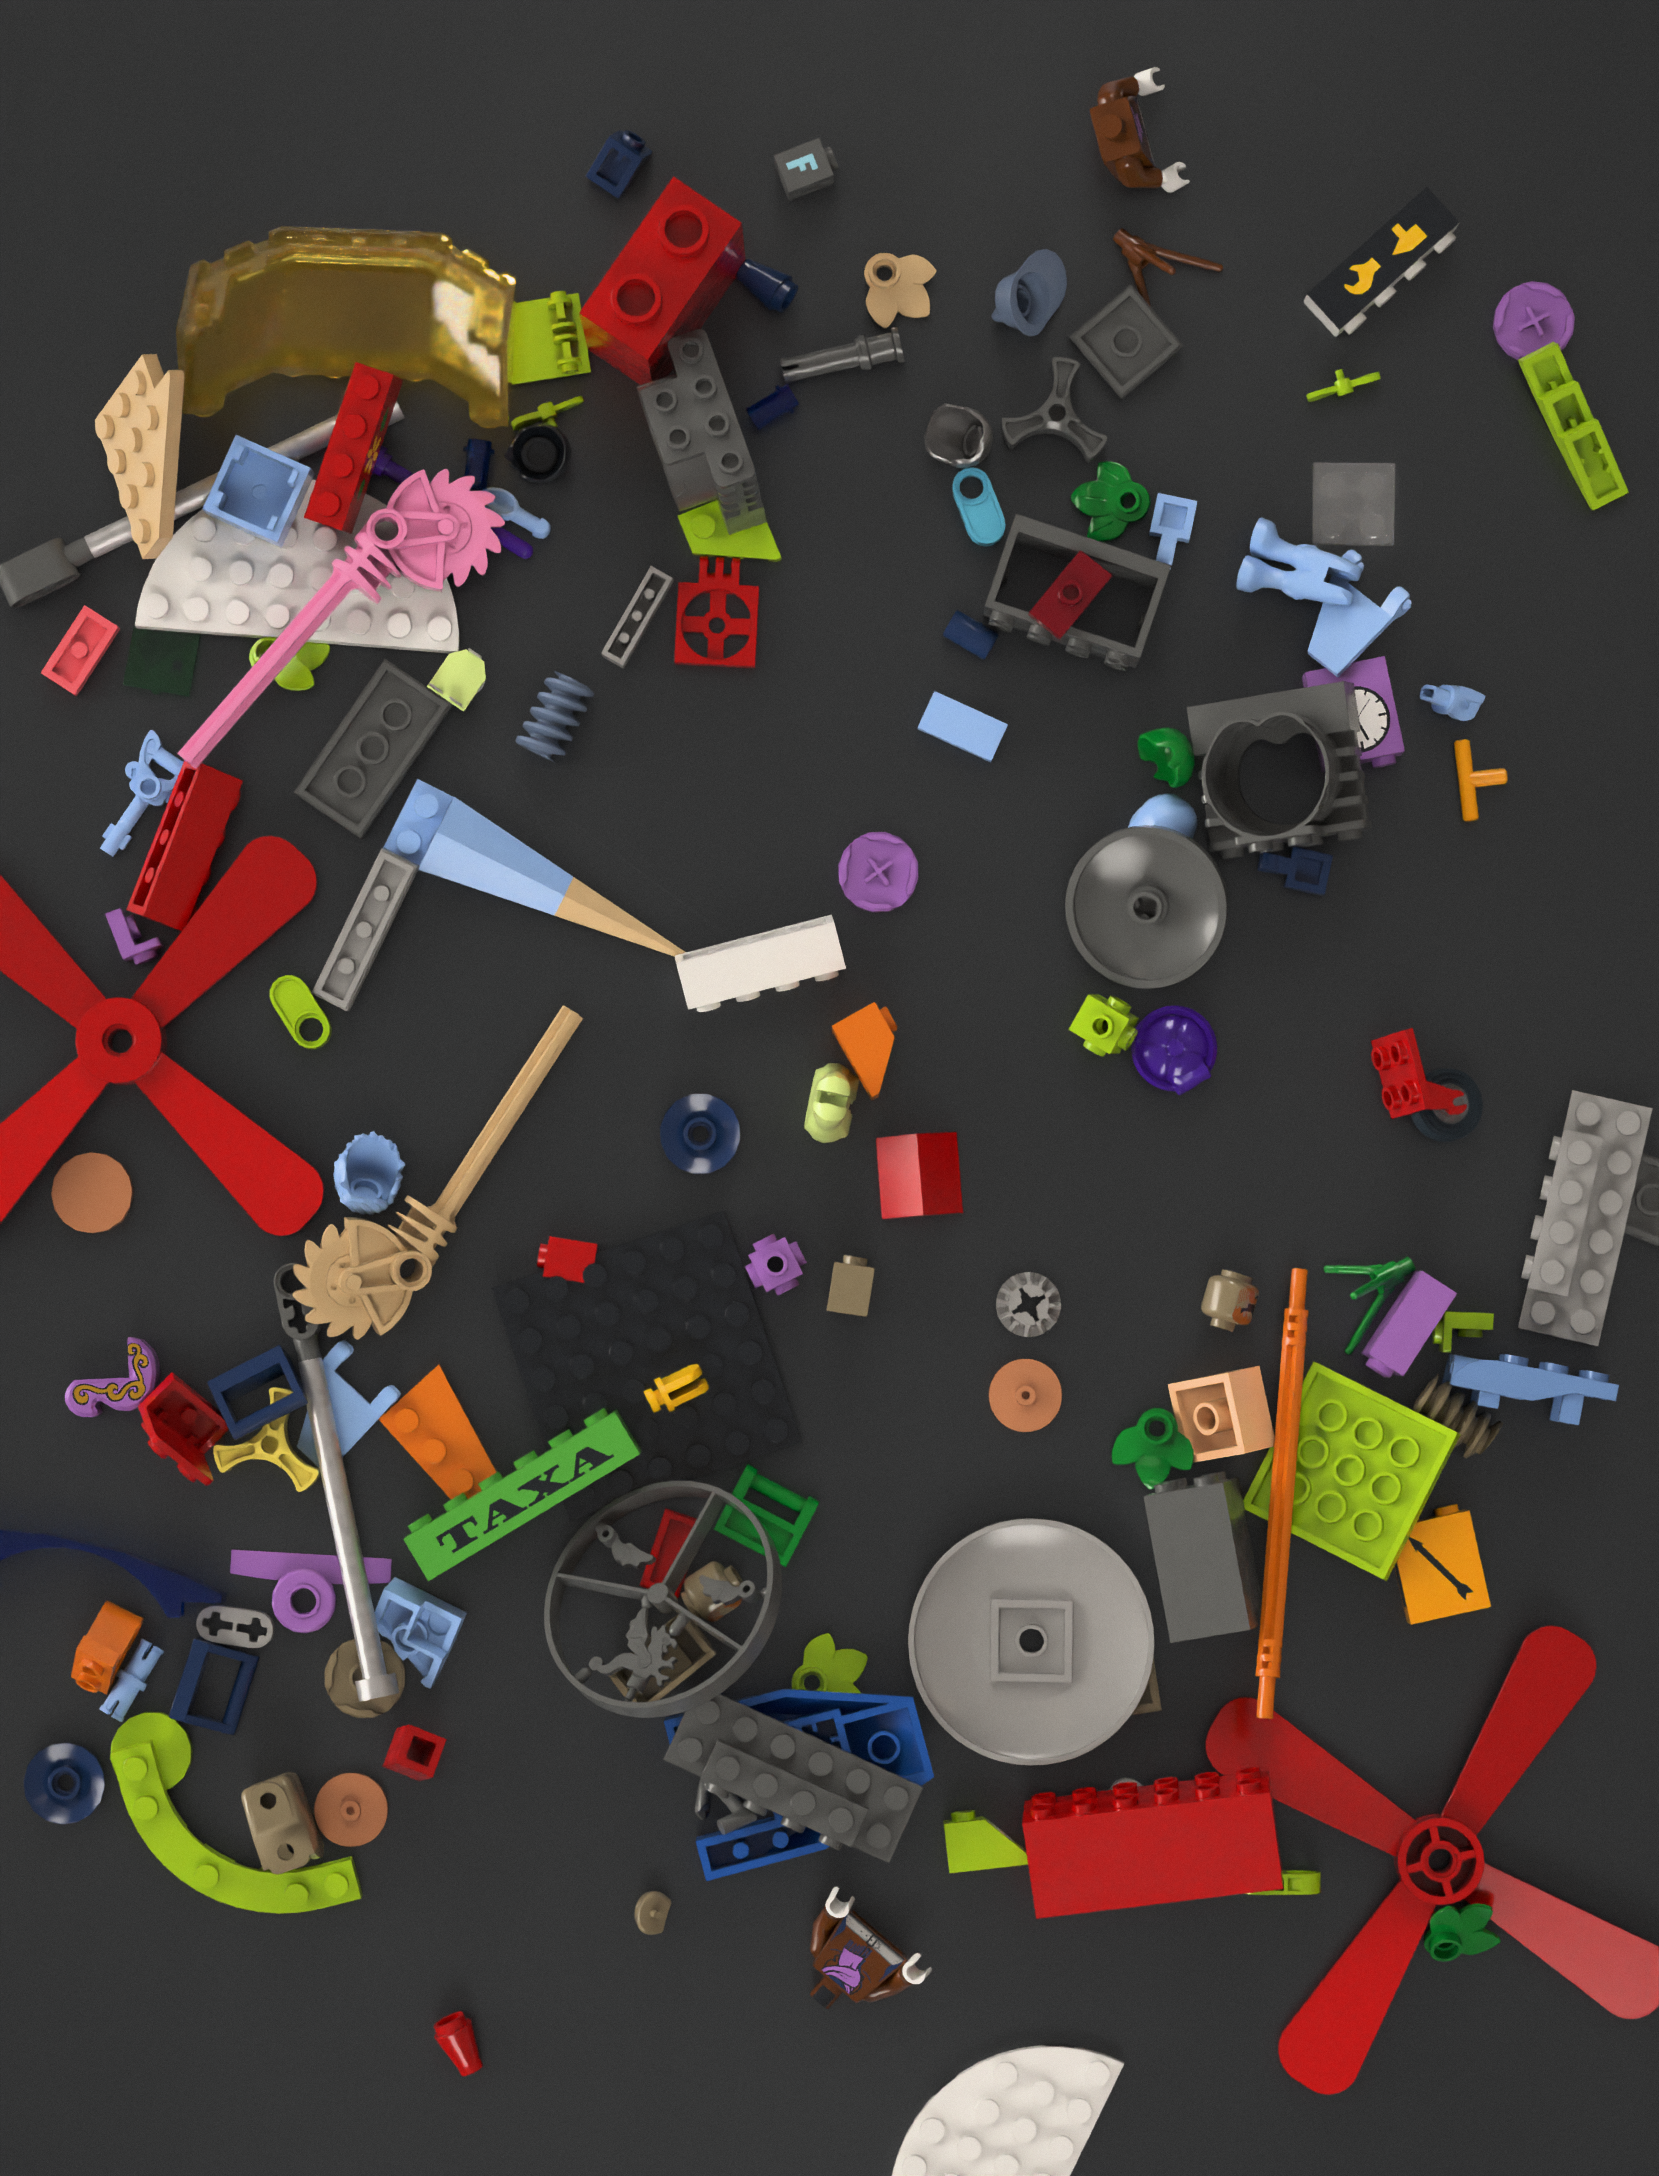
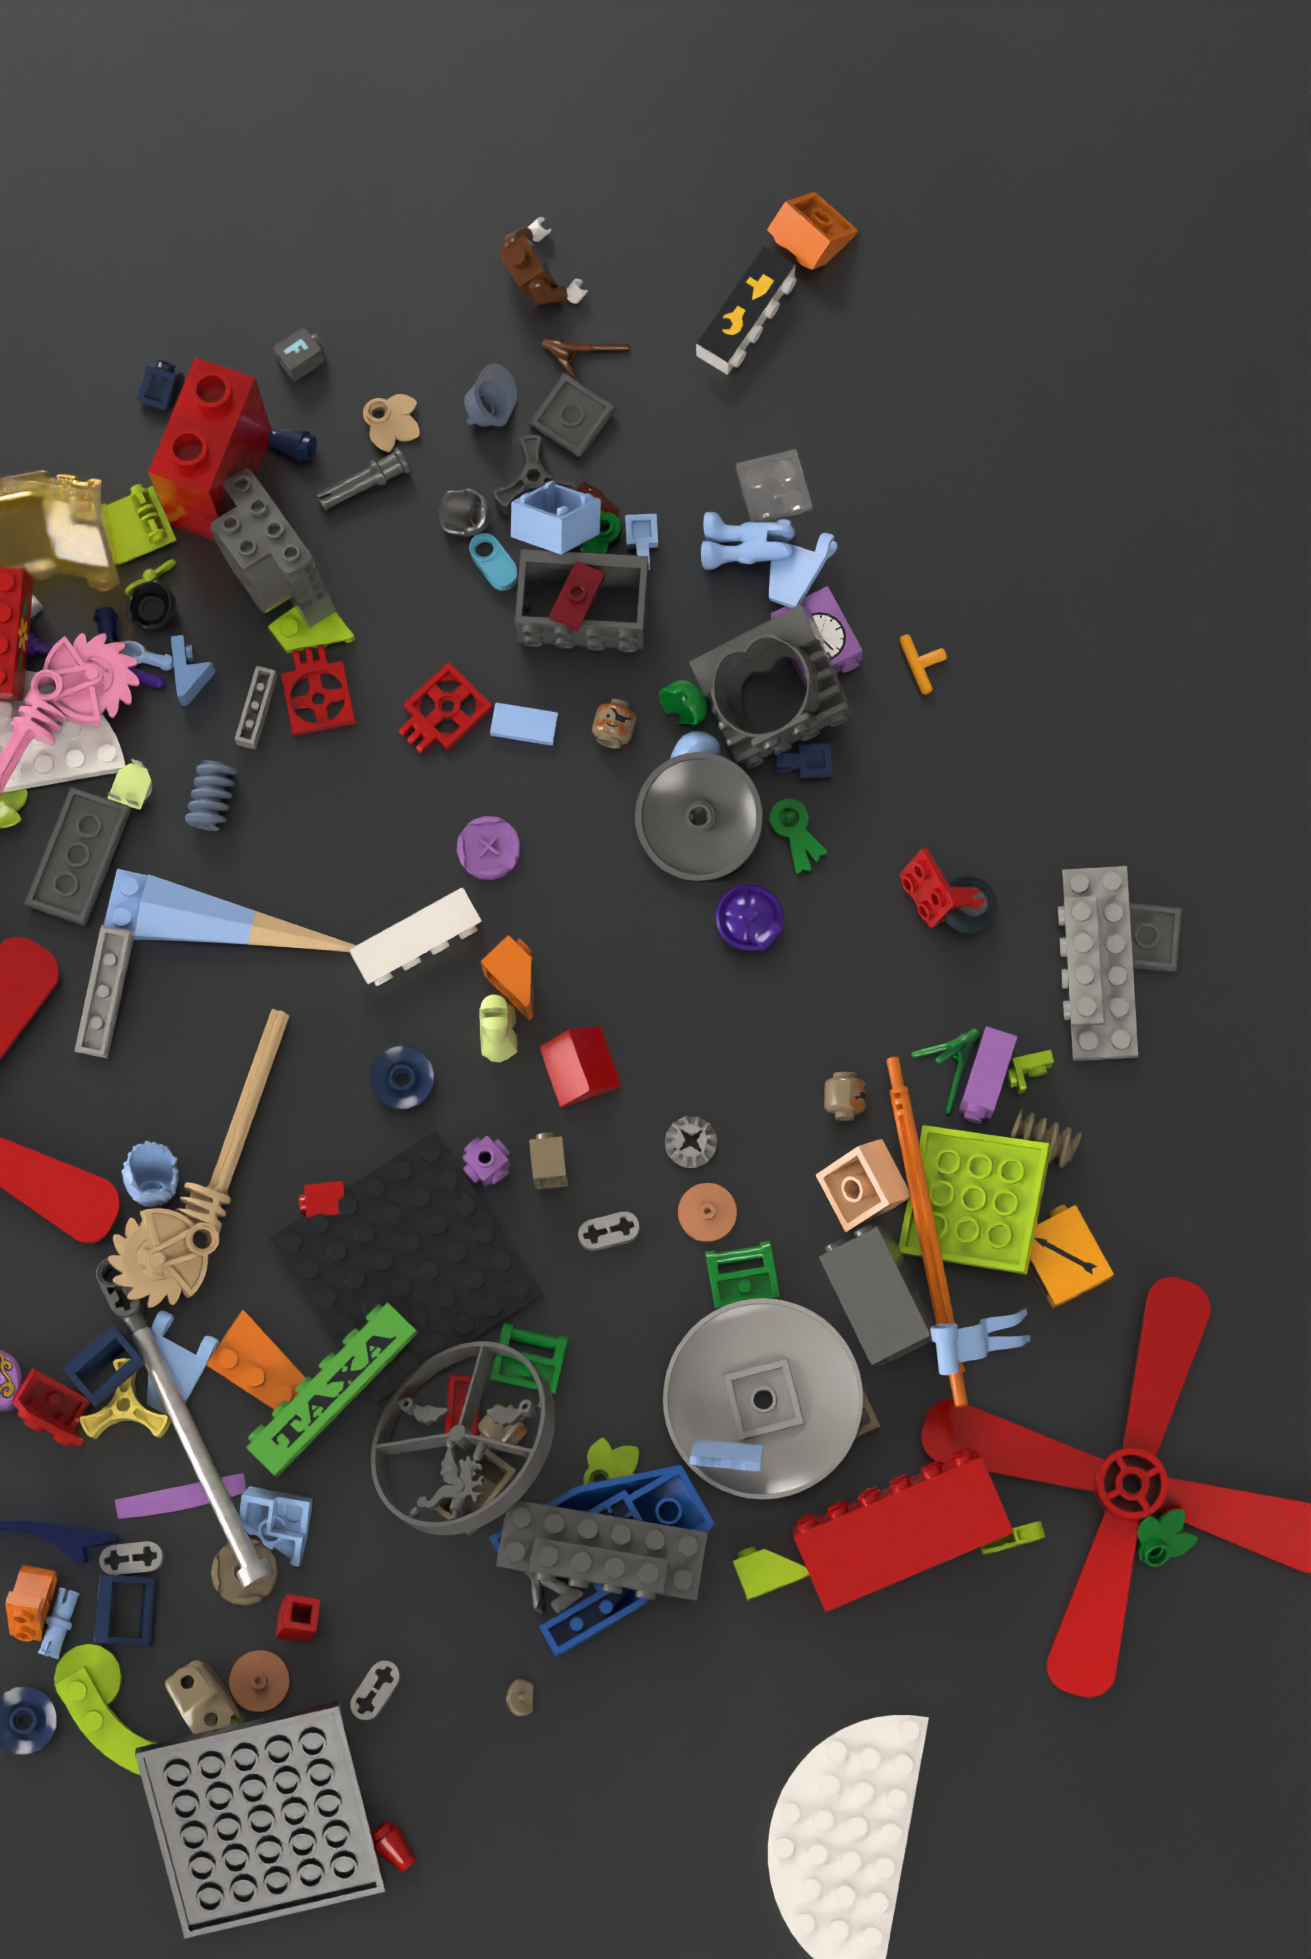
camera: 15 degrees left, 10 degrees down
(283, 1605) = (165, 1518): medium lavender piece -> none
(295, 1005) = (65, 1064): lime piece -> none
(315, 1977) = (260, 1819): none -> plate
(478, 1850) = (368, 1685): none -> light grey beam
(564, 559) = (188, 676): none -> medium blue slope
(677, 1388) = (422, 1283): yellow arm -> none
(772, 406) = (319, 529): clear blue pin -> none
(840, 698) = (425, 726): none -> red piece
(857, 1957) = (692, 1688): torso -> none
(901, 1397) = (607, 1223): none -> light grey beam
(970, 634) = (512, 654): dark blue piece -> none
(970, 1701) = (727, 1455): none -> light blue slope
(1046, 1497) = (742, 1284): none -> green plate
(1070, 481) = (555, 517): none -> light blue container
(1073, 757) = (614, 723): none -> dark tan head
(1092, 1021) = (692, 912): lime brick -> none
(1128, 457) = (606, 505): none -> clear red piece
(1152, 1453) = (817, 1230): green plate -> none
(1257, 937) = (790, 821): none -> green piece
(1296, 1648) = (972, 1342): none -> light blue flag
(1342, 385) = (742, 406): lime piece -> none
(1456, 701) = (892, 608): light blue piece -> none
(1494, 176) = (811, 230): none -> orange slope
(1514, 1379) = (1089, 1095): medium blue piece -> none
(1532, 318) = (871, 325): medium lavender tile -> none
(1573, 426) = (921, 390): lime slope -> none

